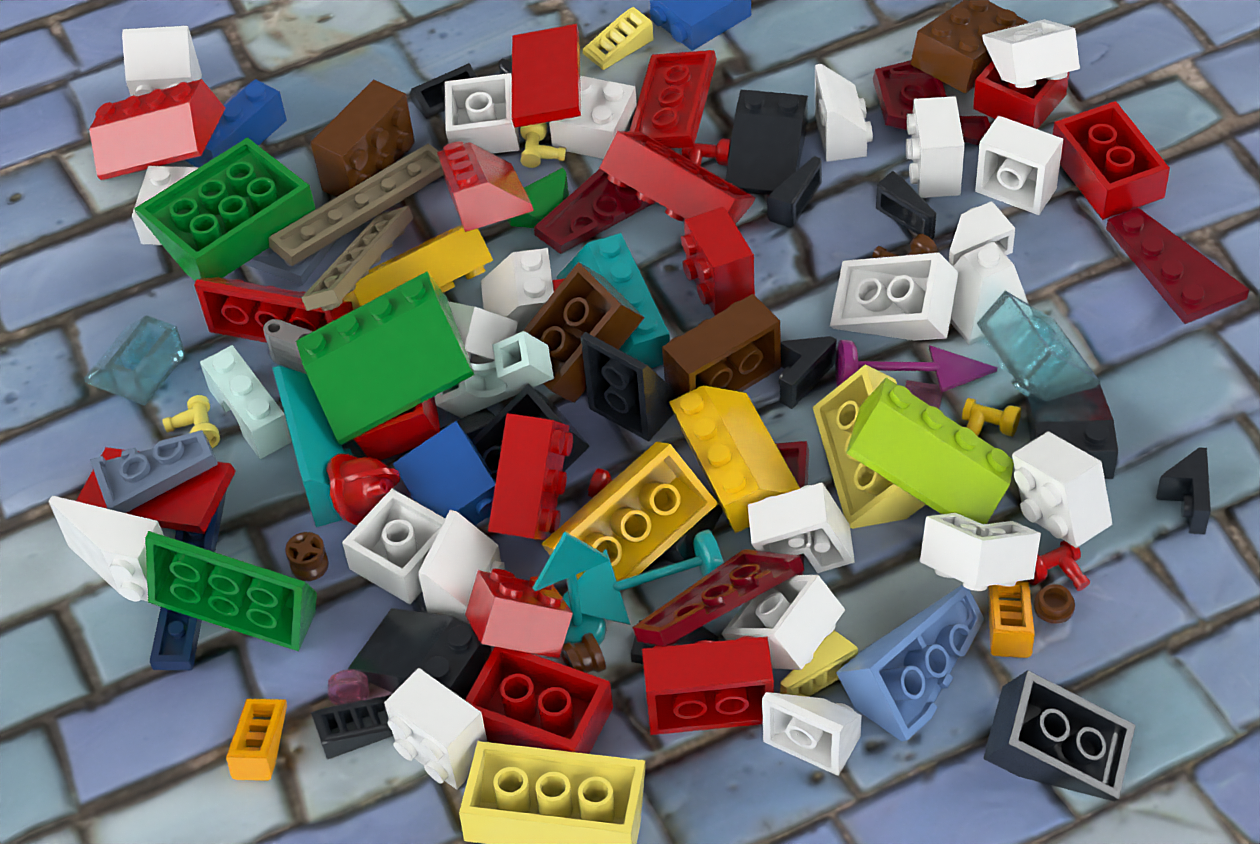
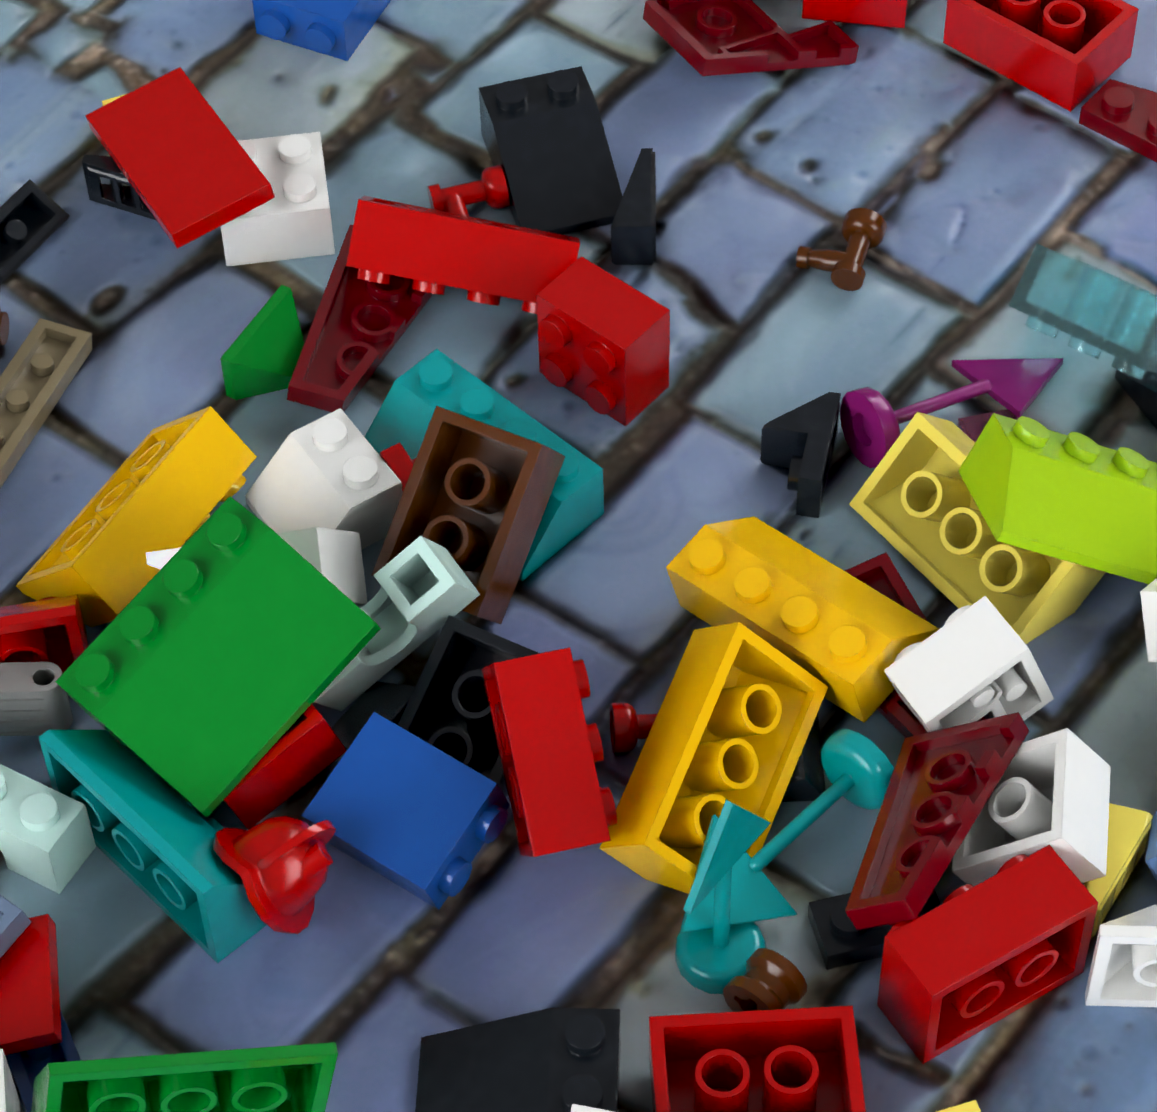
camera: 30 degrees left, 0 degrees up
(300, 549) = (233, 998): reddish brown wheel -> none
(357, 259) = (61, 527): dark tan plate -> none
(393, 544) = (389, 936): white slope -> none
(453, 564) = (514, 936): white slope -> none
(481, 113) = (103, 249): white brick -> none
(482, 185) = (179, 355): slope -> none
(516, 617) = (653, 961): brick -> none
(534, 152) = (210, 280): light yellow piece -> none
(625, 389) = (588, 570): black slope -> none
(631, 23) = (246, 47): light yellow slope -> none
(674, 97) = (373, 134): red tile -> none
(726, 350) = (694, 468): reddish brown brick -> none
(840, 116) = (635, 85): white slope -> none
(896, 296) = (874, 307): white slope -> none
(904, 205) = (790, 177): black slope -> none
(935, 147) = (804, 81): white brick -> none
(978, 414) = (1128, 423): yellow piece -> none
(980, 227) = (933, 189): white slope -> none
(980, 282) = (976, 262): white slope -> none
(1018, 165) = (931, 70): white brick -> none

